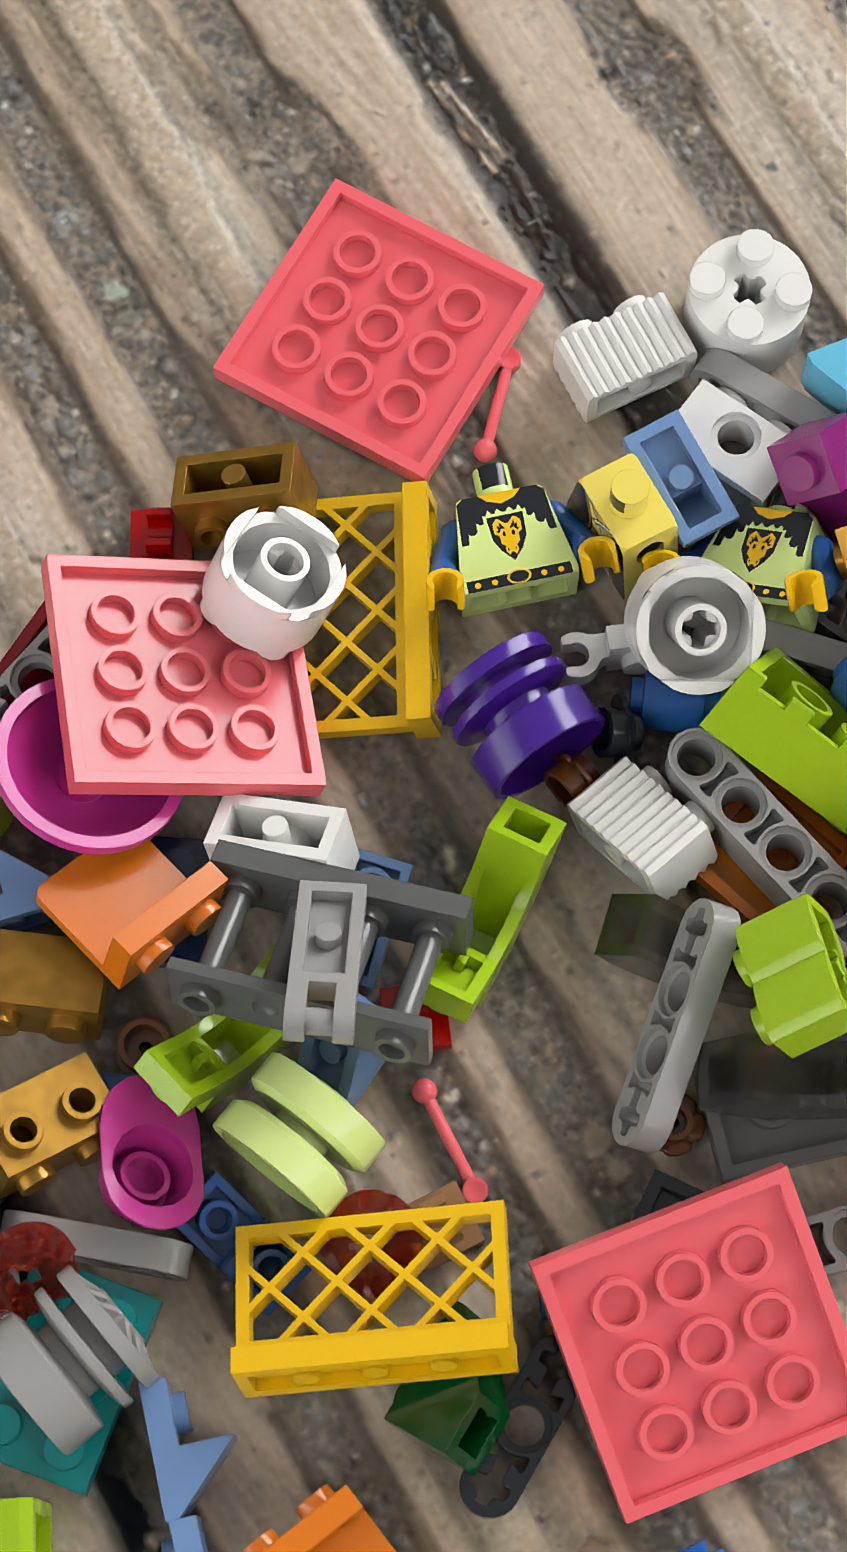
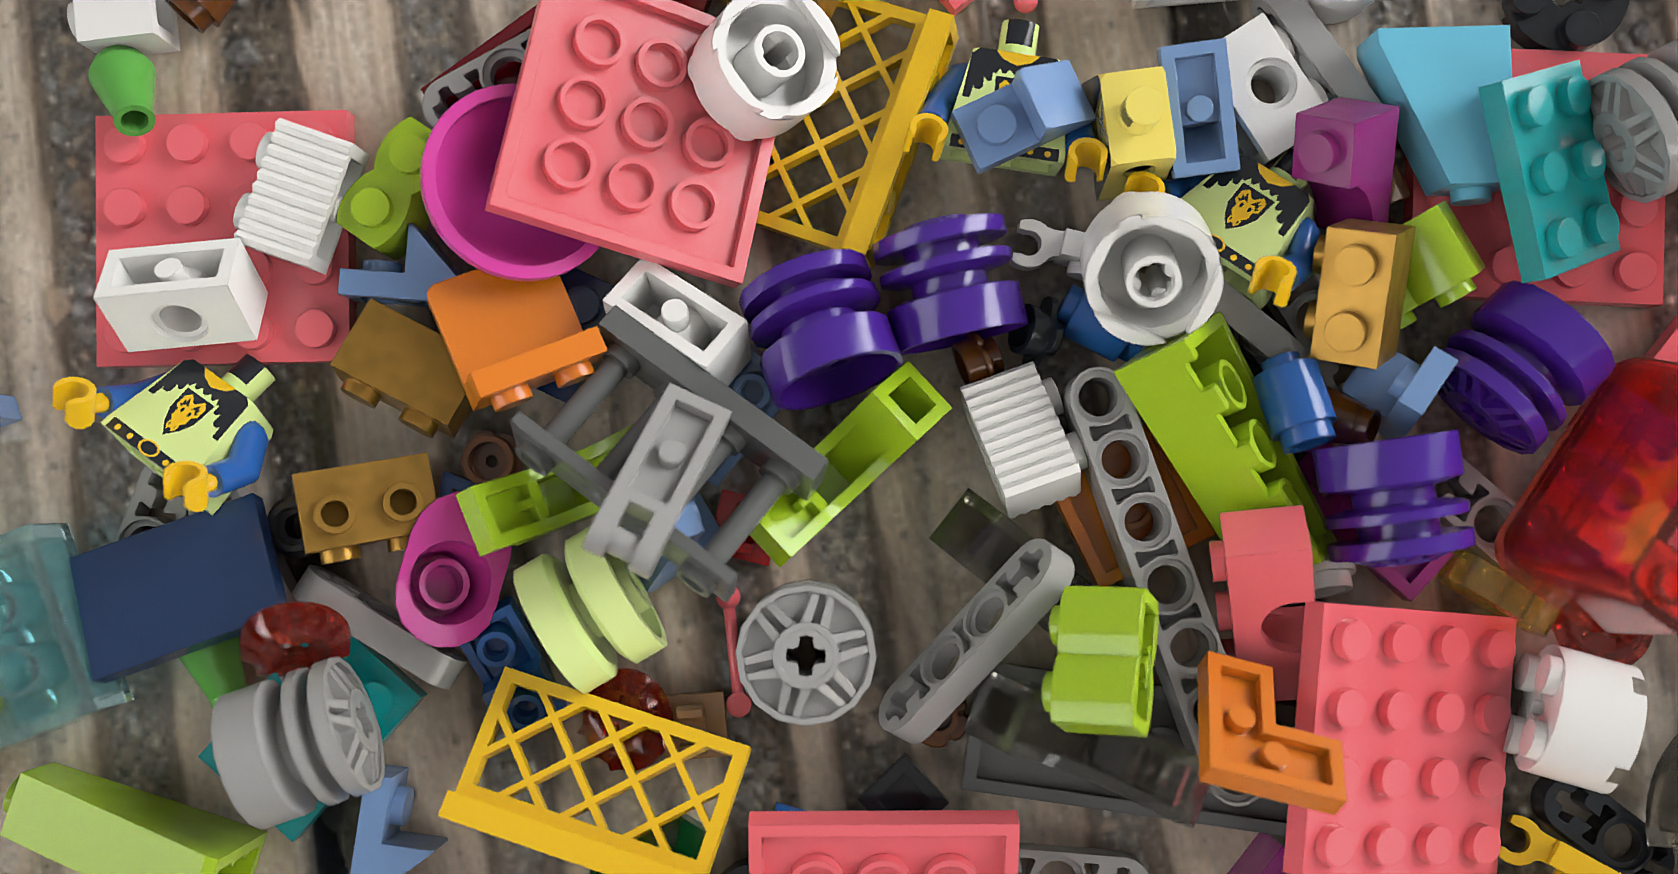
camera: 20 degrees right, 15 degrees up
(416, 797) = (819, 329): none -> dark purple wheel
(501, 1131) = (776, 678): none -> light grey wheel
(530, 536) = (1024, 115): none -> medium blue slope

